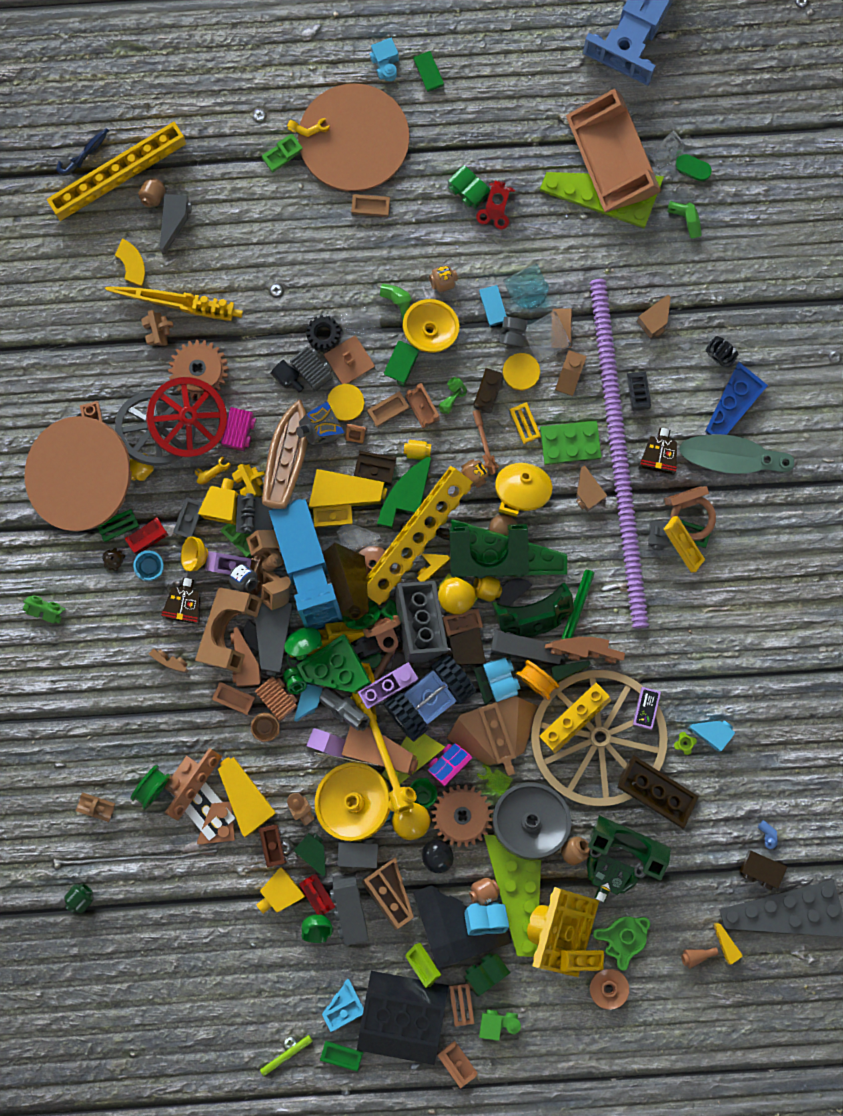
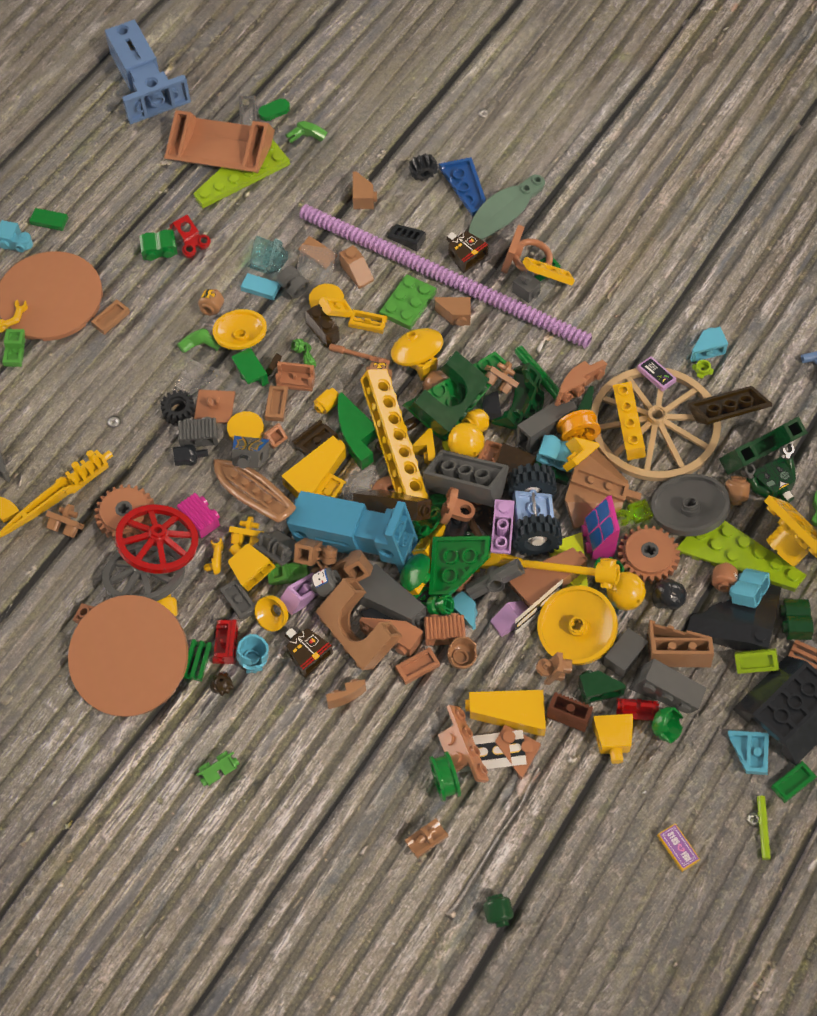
camera: 55 degrees left, 20 degrees down
(224, 1000) = (678, 847): none -> tile
(420, 378) = (273, 364): none -> dark brown tile
(509, 701) = (580, 450): none -> yellow slope
(510, 390) = (335, 307): none -> yellow plate
(547, 578) = (507, 382): none -> medium nougat hips

